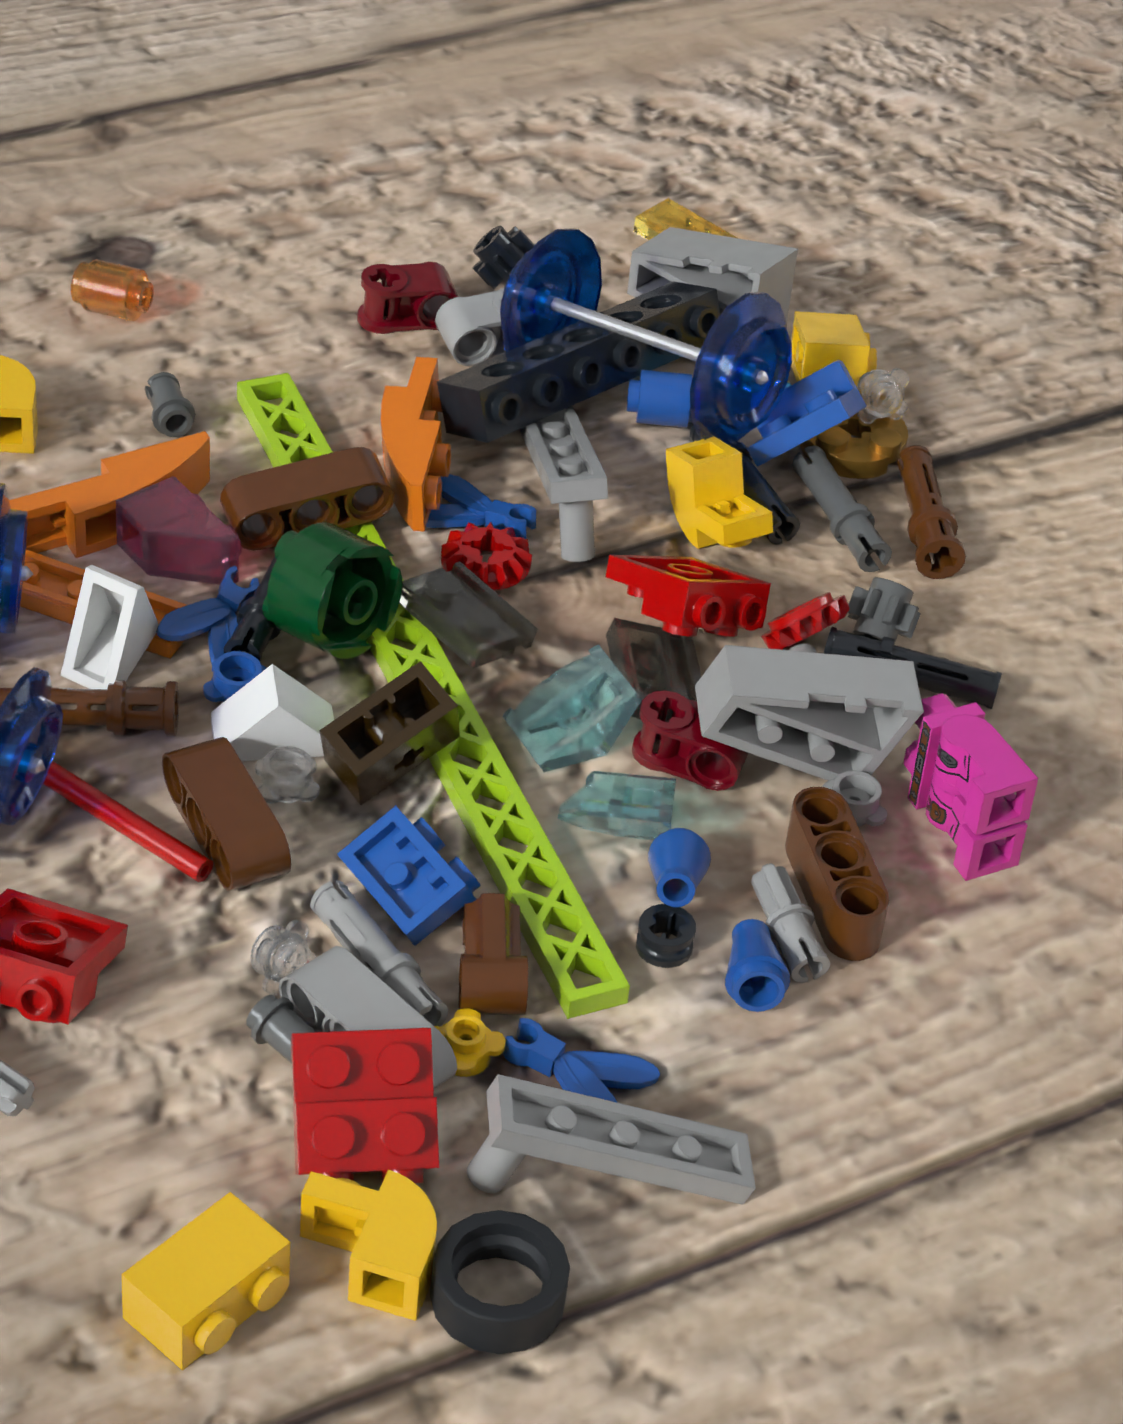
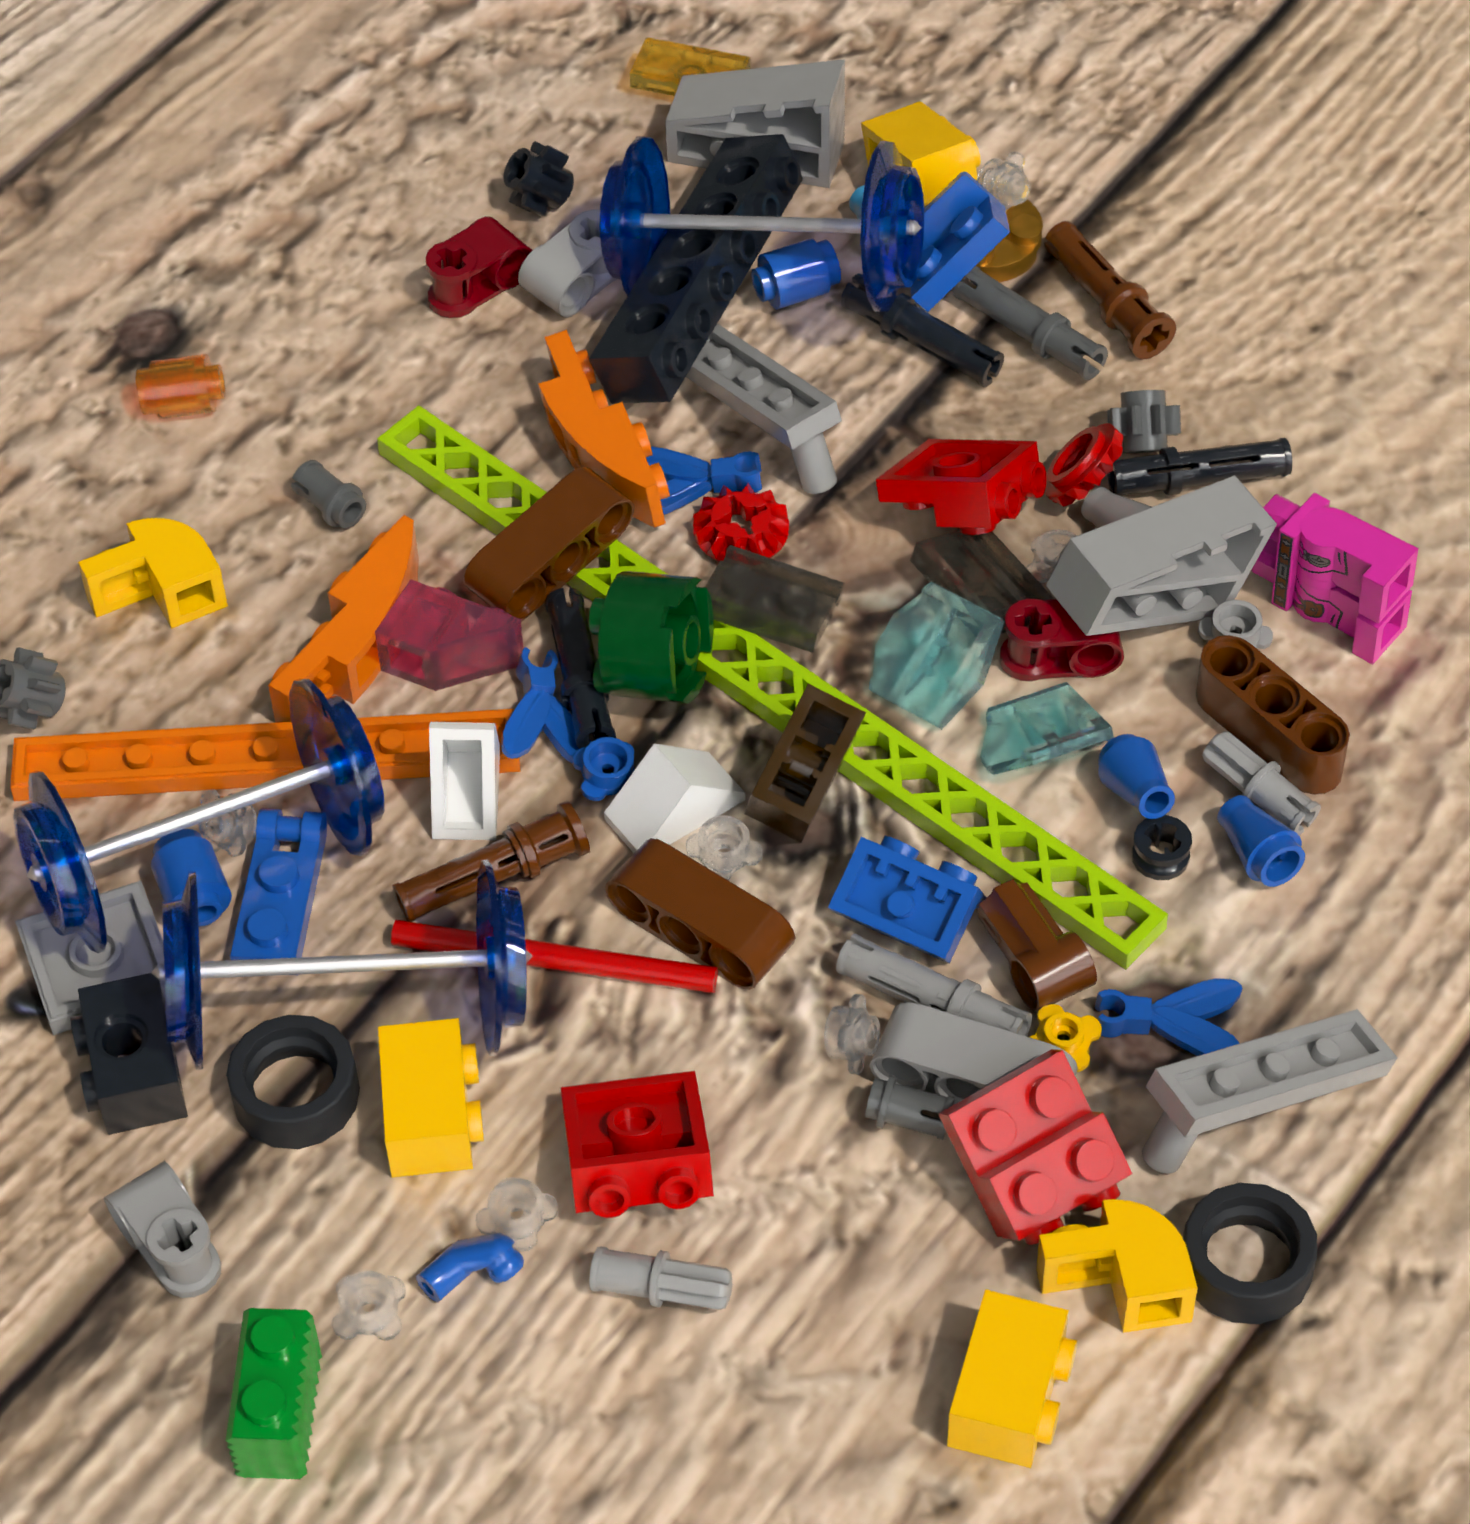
camera: 20 degrees left, 10 degrees up
(710, 496) = (911, 370): yellow brick -> none

